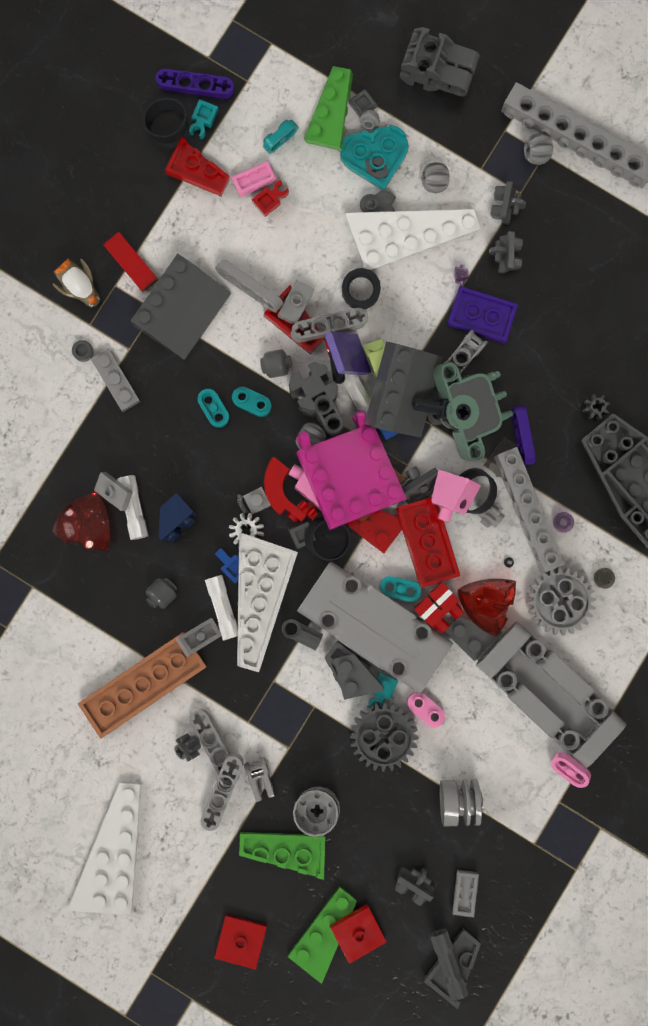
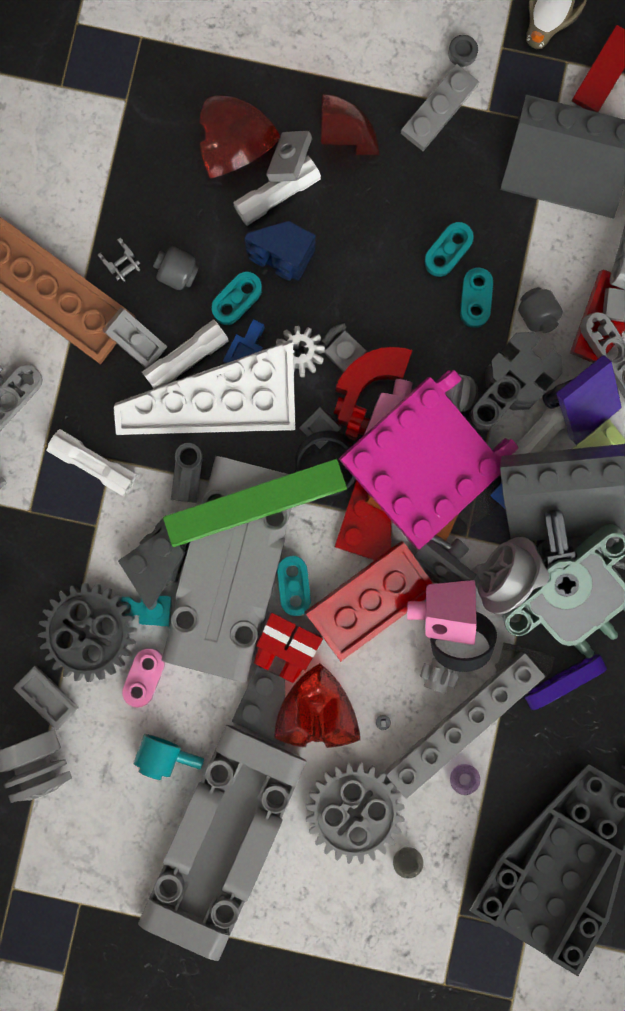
camera: 70 degrees right, 0 degrees up
(105, 446) = (347, 125): none -> clear red brick
(144, 635) = (128, 255): none -> light grey piece
(195, 560) = (234, 297): none -> teal plate
(260, 704) = (74, 452): none -> white axle
(338, 595) = (254, 503): none -> bright green tile
(417, 778) = (46, 697): none -> light grey plate
(443, 446) = (510, 575): none -> light grey piece
(481, 716) = (158, 757): none -> teal piece
(571, 769) = (129, 904): bright pink plate -> none

